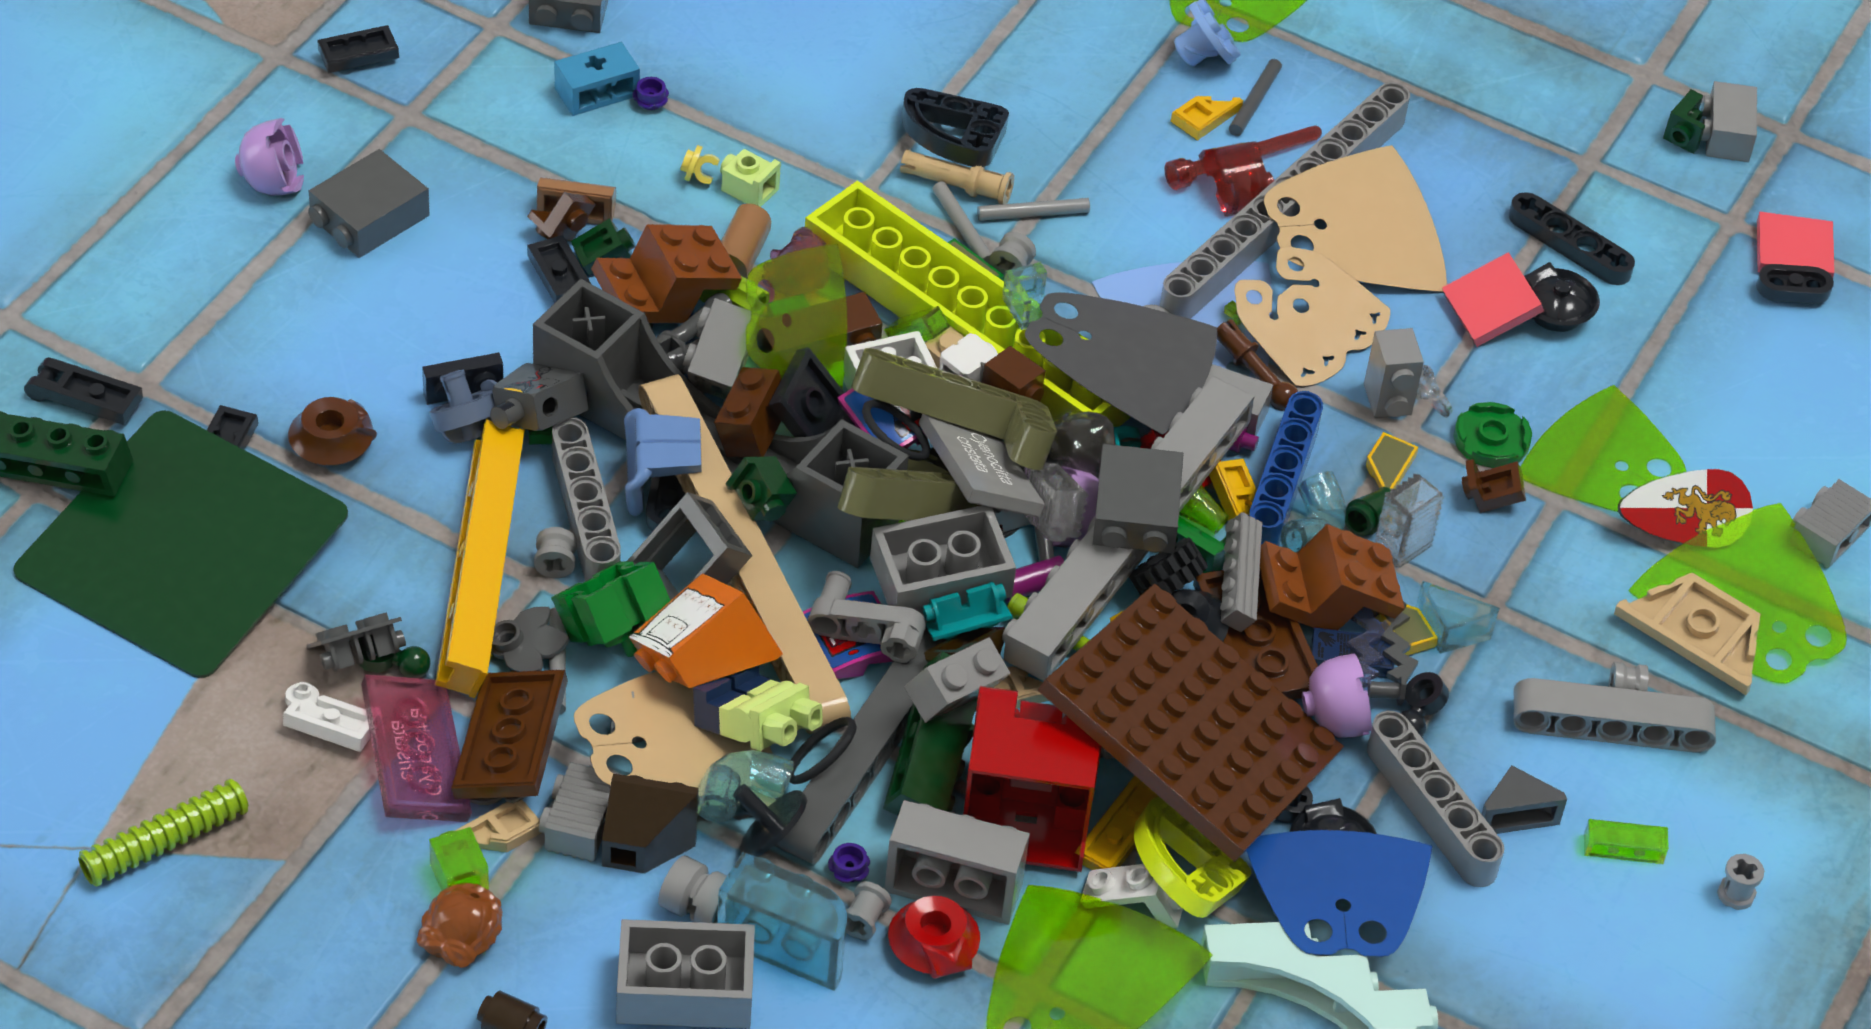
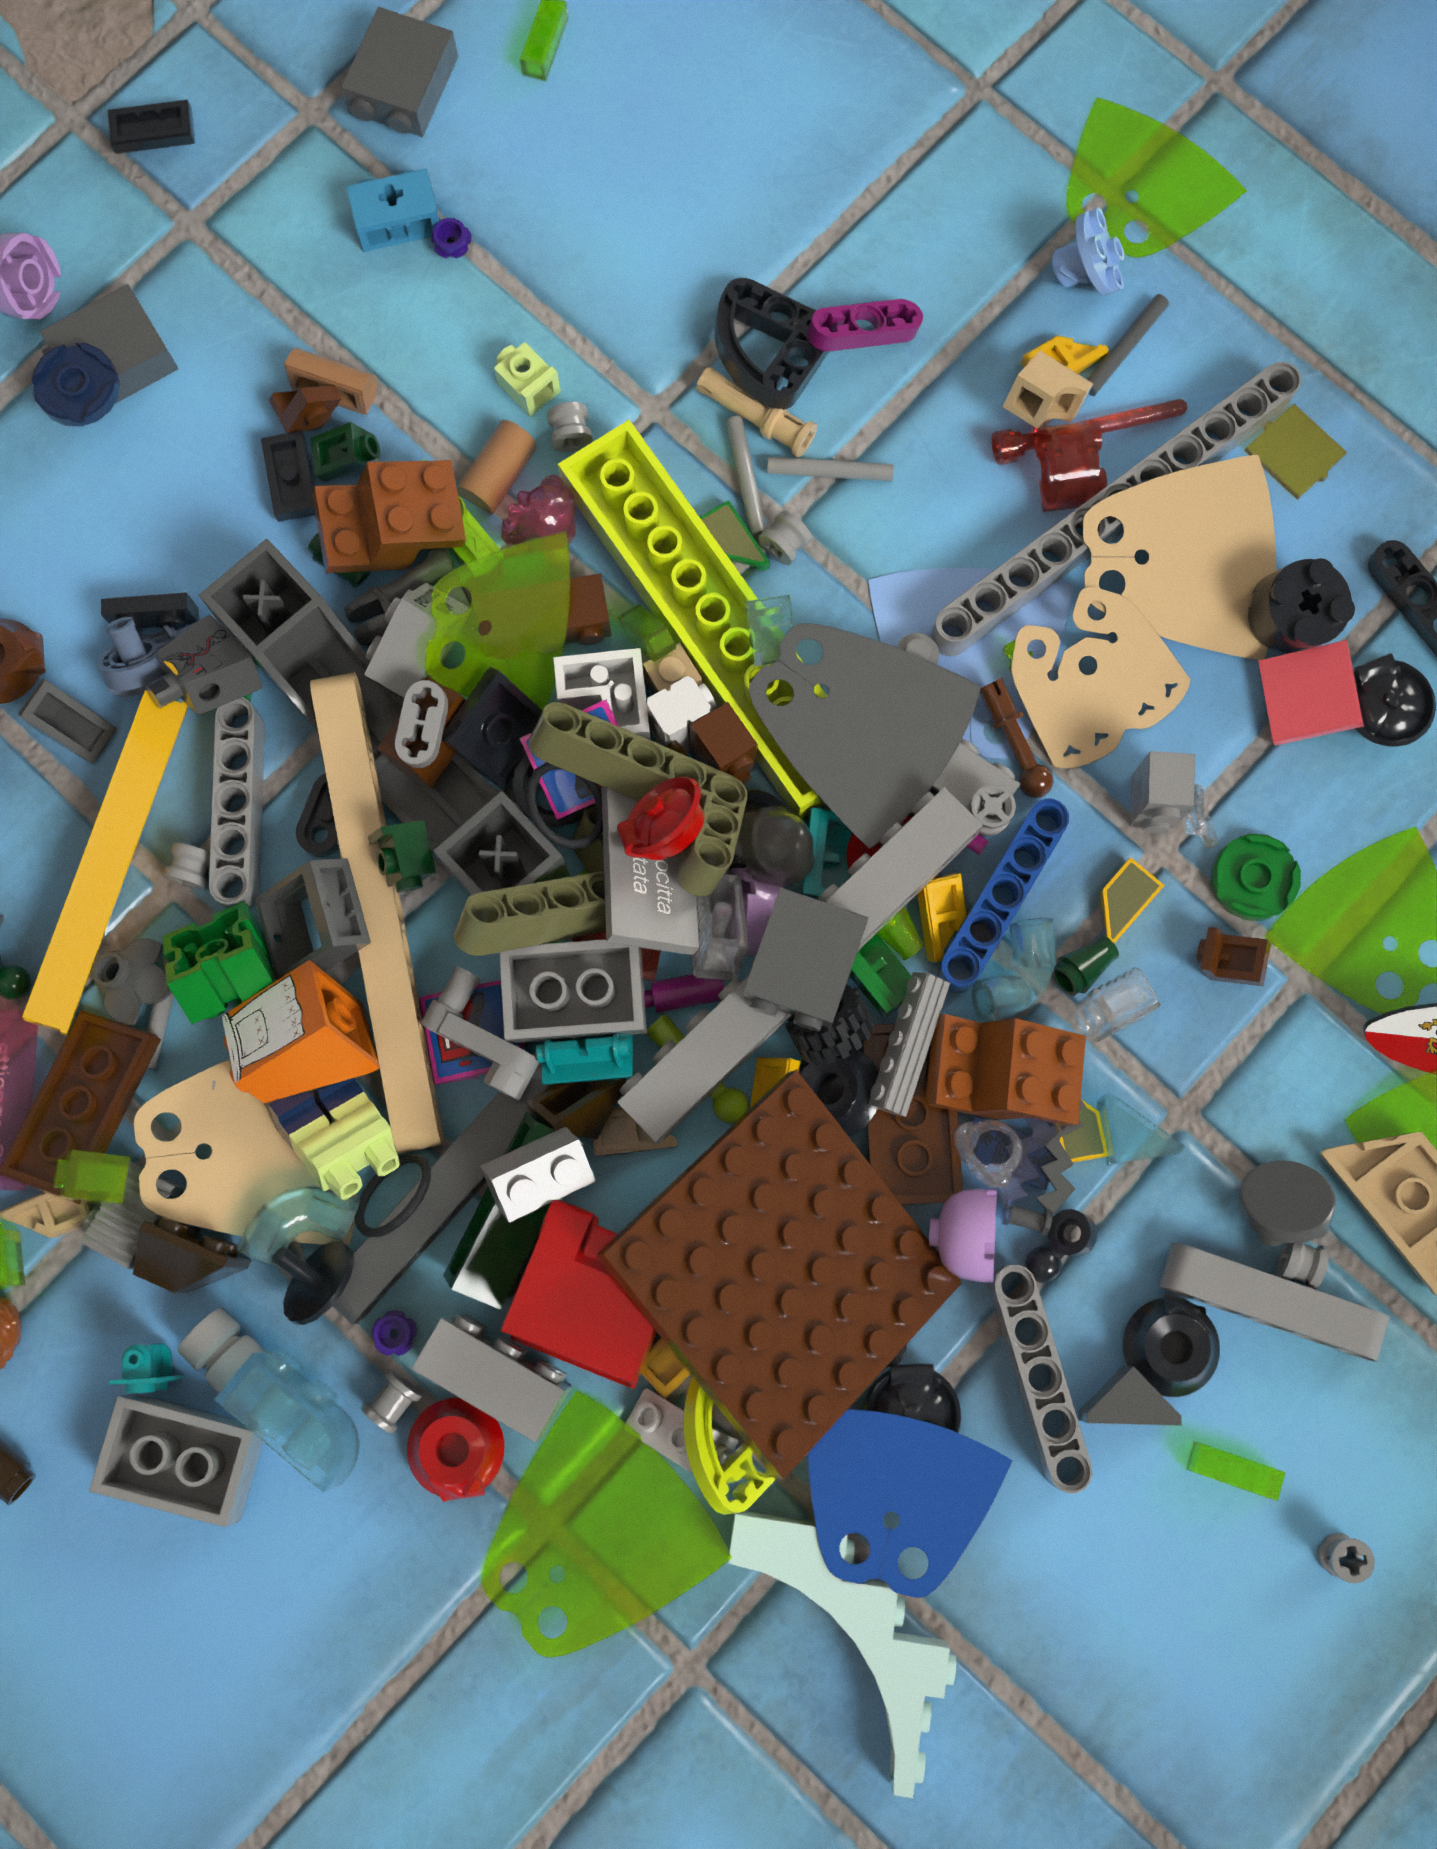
camera: 20 degrees right, 30 degrees up
(356, 220) = (75, 384): none -> dark blue tile
(409, 465) = (66, 721): none -> dark grey slope
(554, 757) = (92, 1177): none -> clear neon green brick
(639, 898) = (146, 1368): none -> teal hinge
(657, 449) = (314, 777): medium blue piece -> none
(693, 162) = (469, 350): light yellow plate -> none
(747, 387) = (411, 721): none -> light grey beam
(797, 202) = (569, 426): none -> light grey wheel
(989, 415) = (663, 820): none -> red piece
(1032, 104) = (837, 328): none -> magenta beam
(1202, 125) = (1046, 392): none -> tan brick
(1264, 391) = (996, 801): none -> light grey wheel
(1314, 638) = (993, 1174): none -> clear piece
(1425, 149) = (1296, 451): none -> clear yellow piece
(1462, 237) = (1300, 606): none -> black brick
(1543, 753) = (1172, 1345): none -> black piece
(1598, 639) = (1286, 1202): none -> dark grey tile

